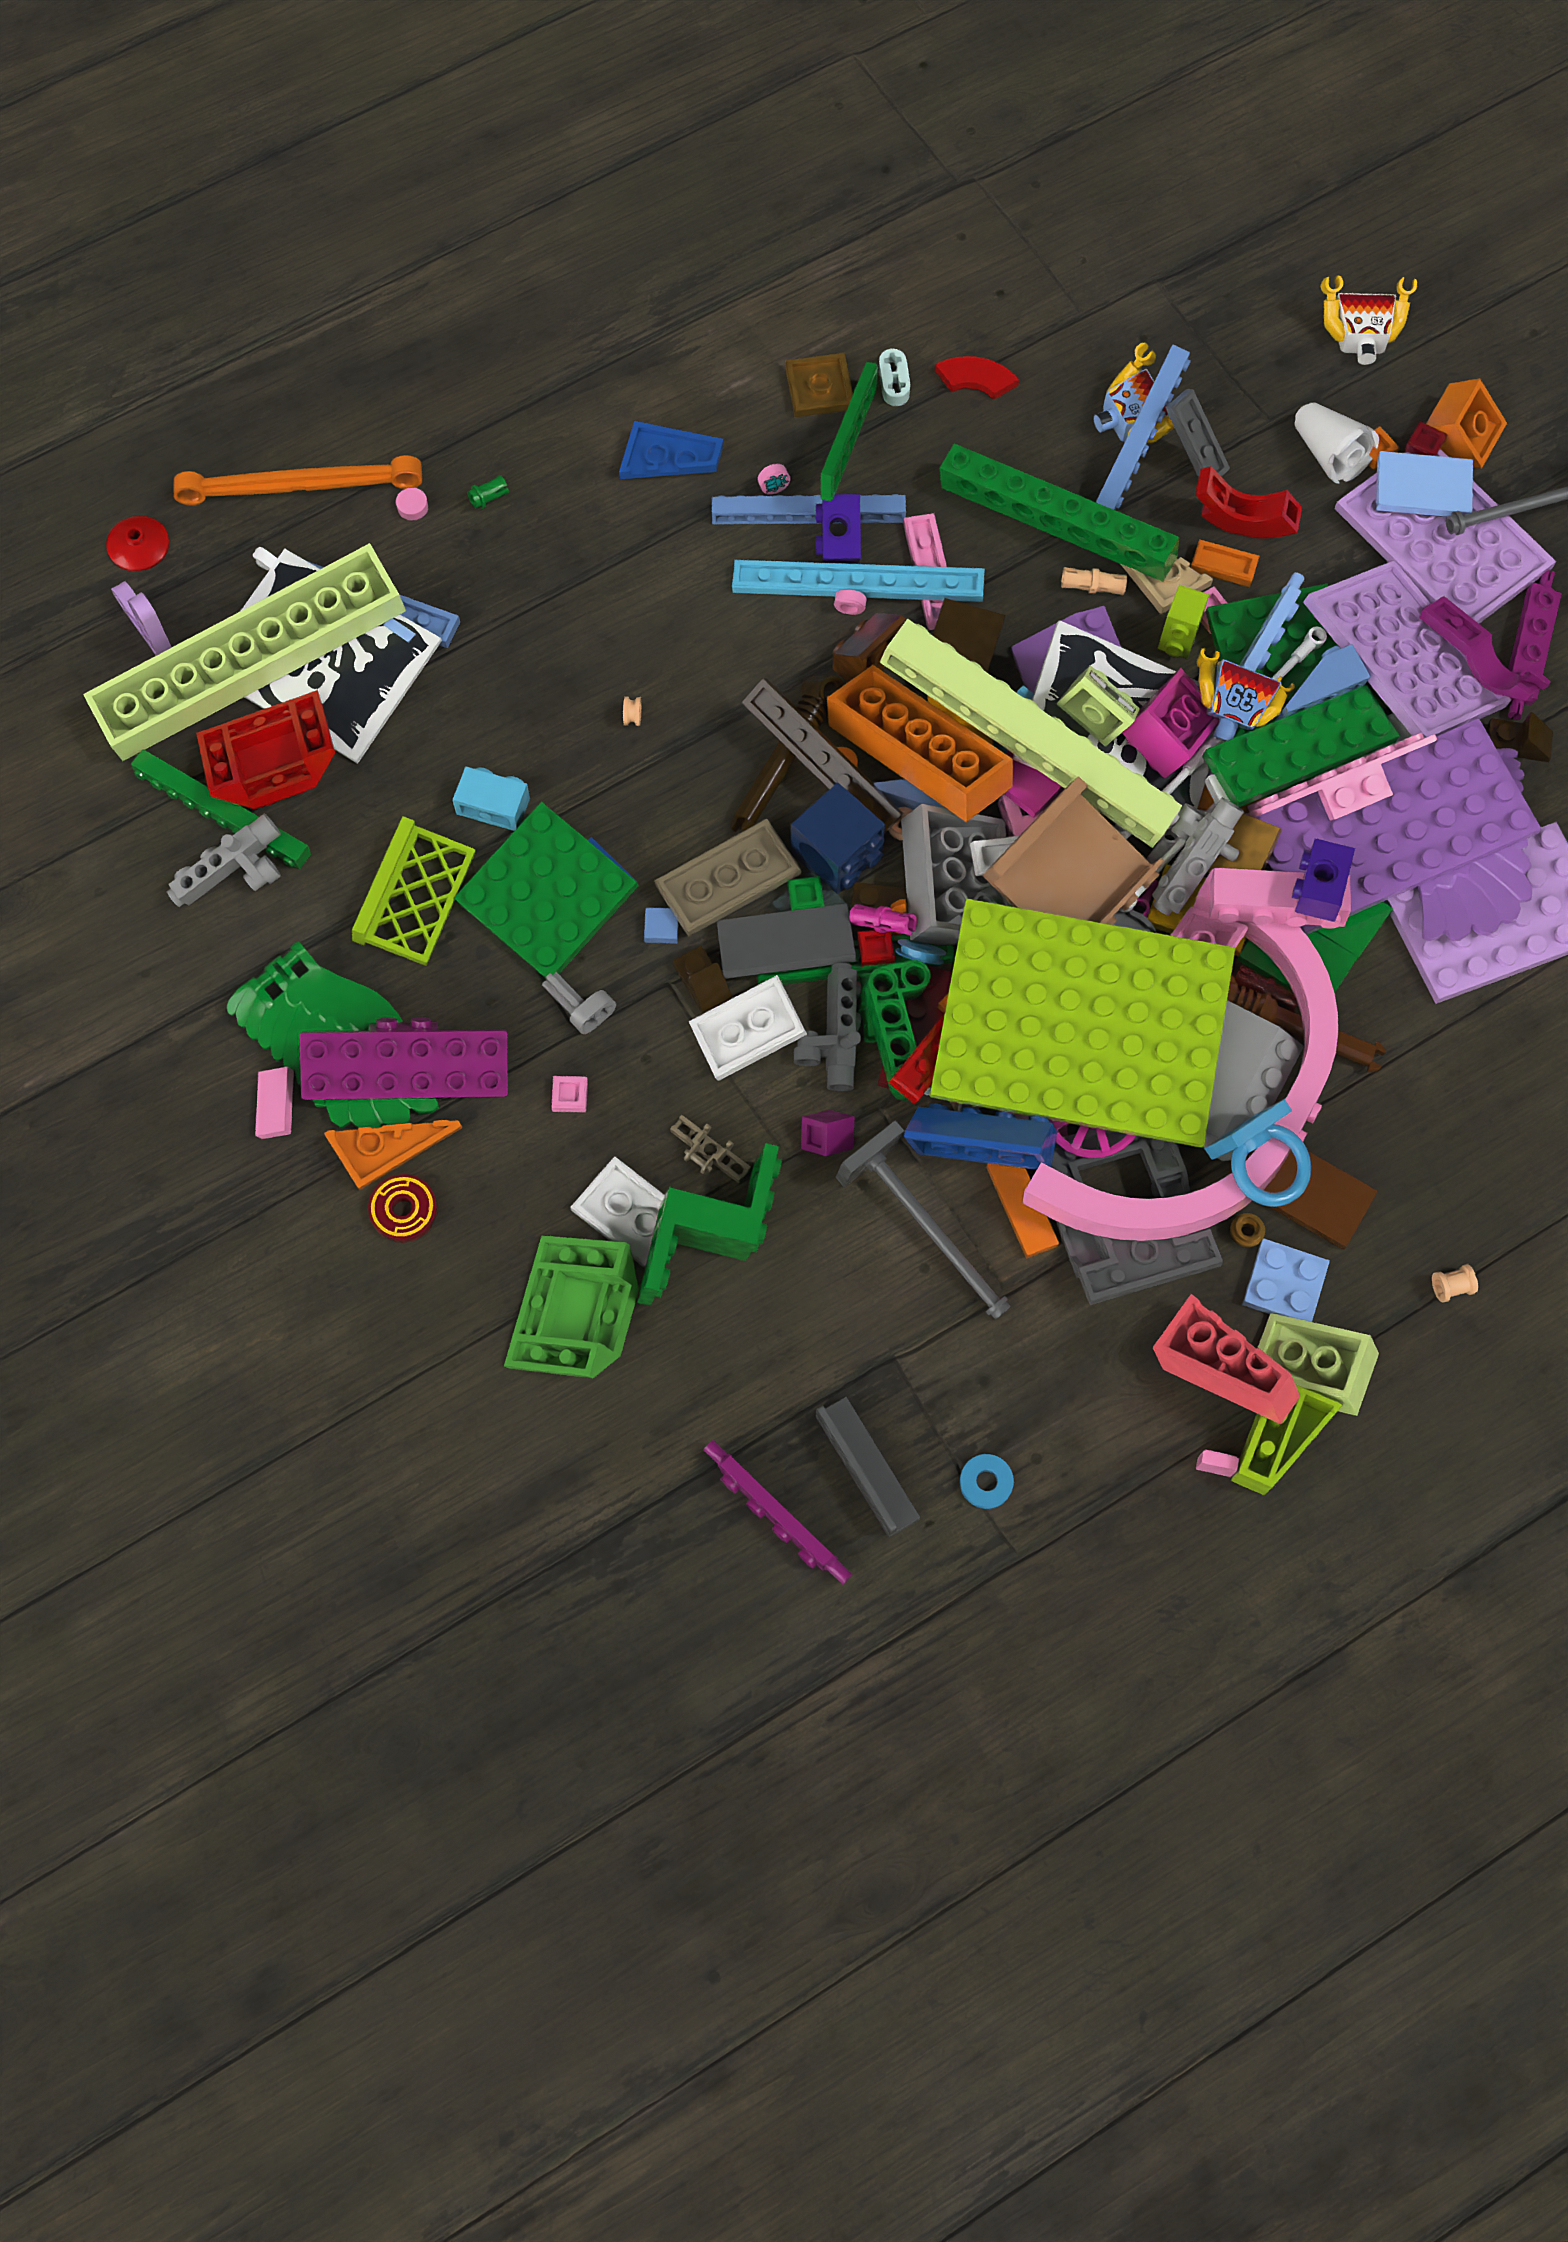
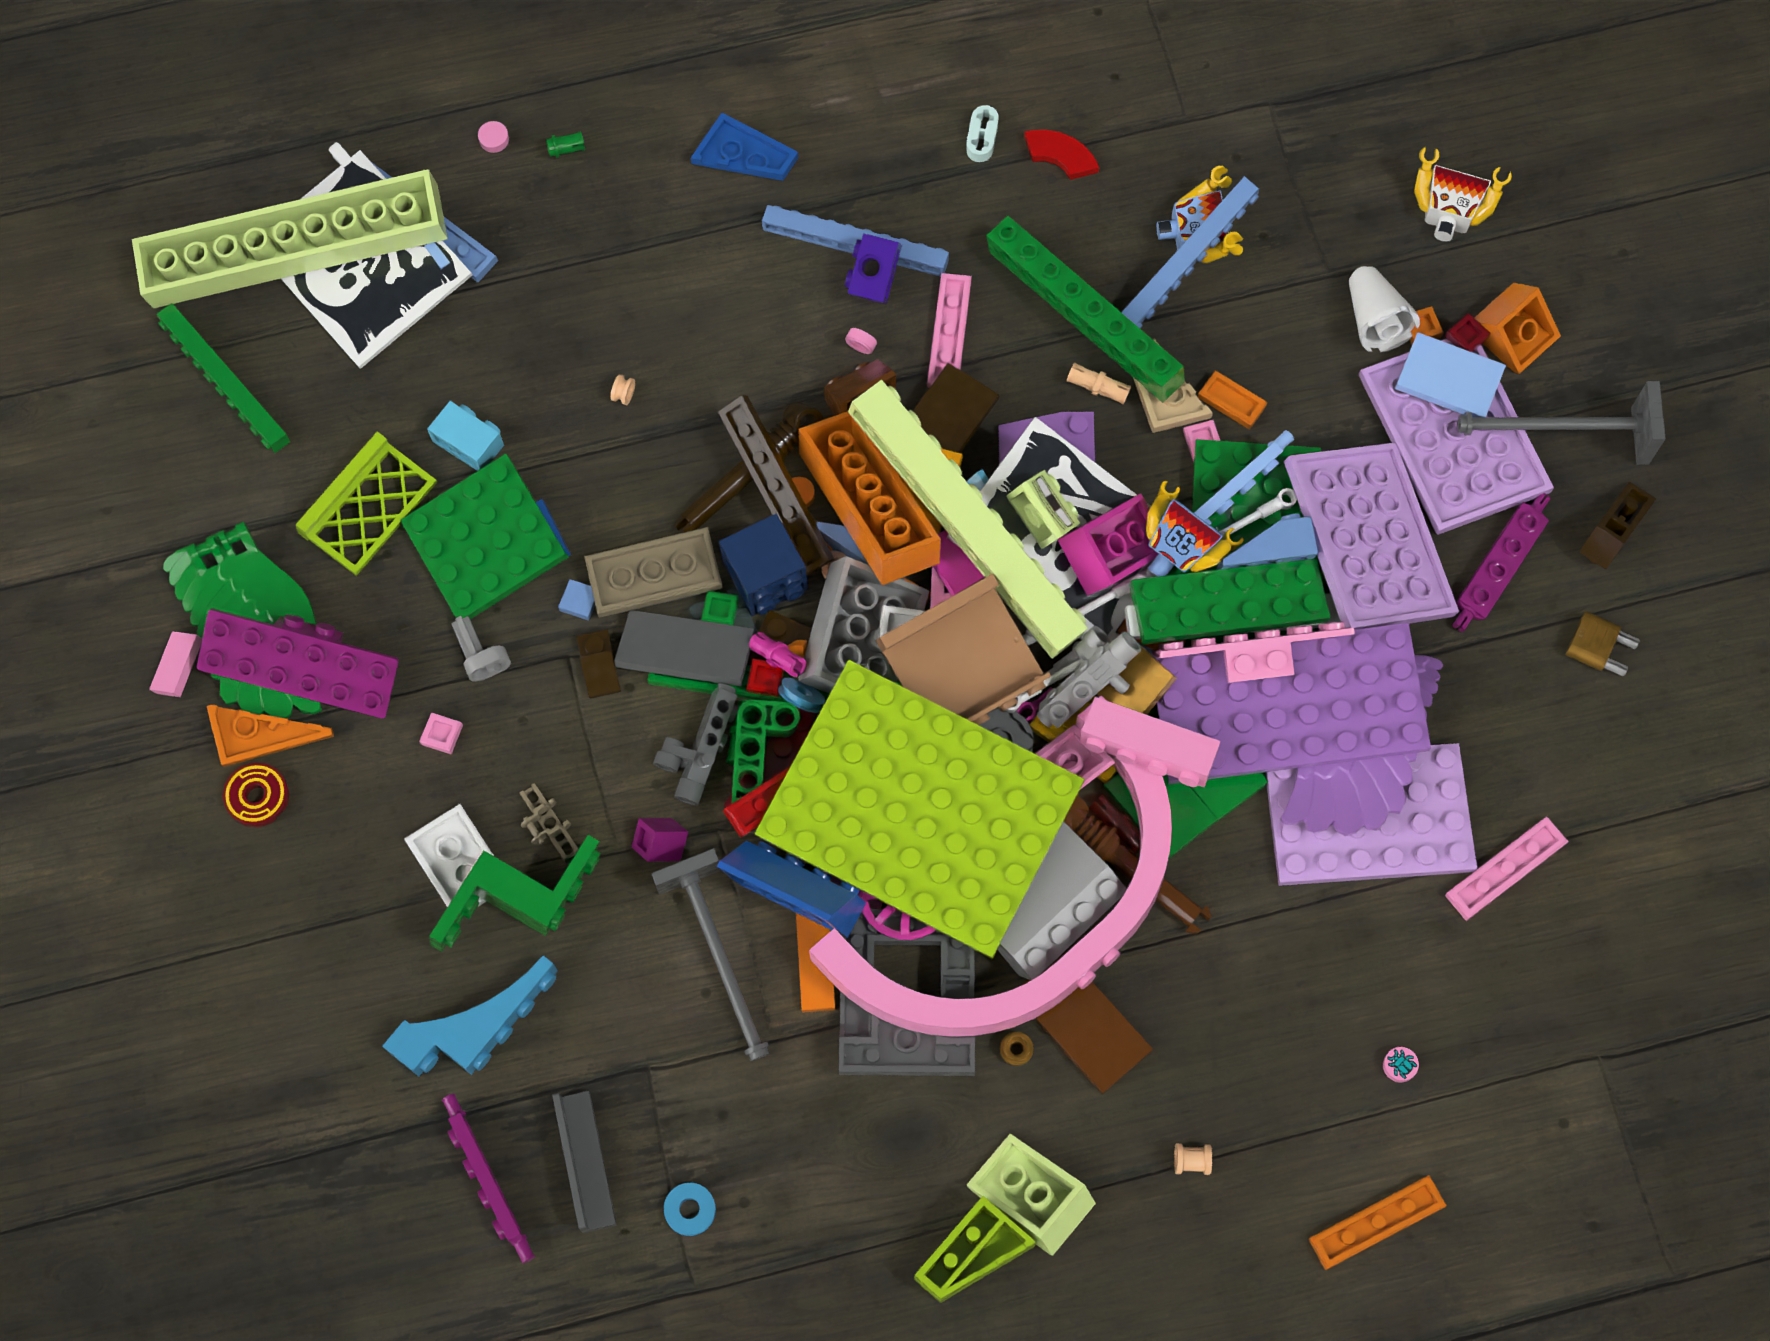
camera: 20 degrees right, 0 degrees up
(142, 552) = (236, 117): red dish -> none
(142, 616) = (210, 180): lavender beam -> none
(193, 488) = (493, 105): orange piece -> none
(223, 860) = (209, 425): light grey piece -> none
(268, 753) = (278, 337): red slope -> none
(574, 1307) = (373, 934): bright green slope -> none
(707, 1378) = (472, 1033): none -> dark azure arch
(747, 1028) = (621, 719): white tile -> none
(773, 479) = (832, 202): bright pink tile -> none
(819, 384) = (909, 122): pearl gold tile -> none
(848, 431) = (912, 178): green tile -> none
(870, 580) = (878, 322): medium azure tile -> none
(1183, 621) = (1164, 448): lime brick -> none
(1196, 433) = (1243, 272): dark grey tile -> none
(1217, 1463) = (905, 1258): bright pink tile -> none
(1223, 1362) = (934, 1162): coral wedge -> none
(1246, 514) = (1277, 362): red arch -> none
(1252, 1135) = (1033, 963): dark azure tile -> none
(1285, 1281) = (1034, 1108): light blue plate -> none
(1318, 897) = (1184, 757): dark purple brick -> none
(1477, 646) = (1441, 556): magenta piece -> none
(1529, 738) = (1460, 654): dark brown slope -> none

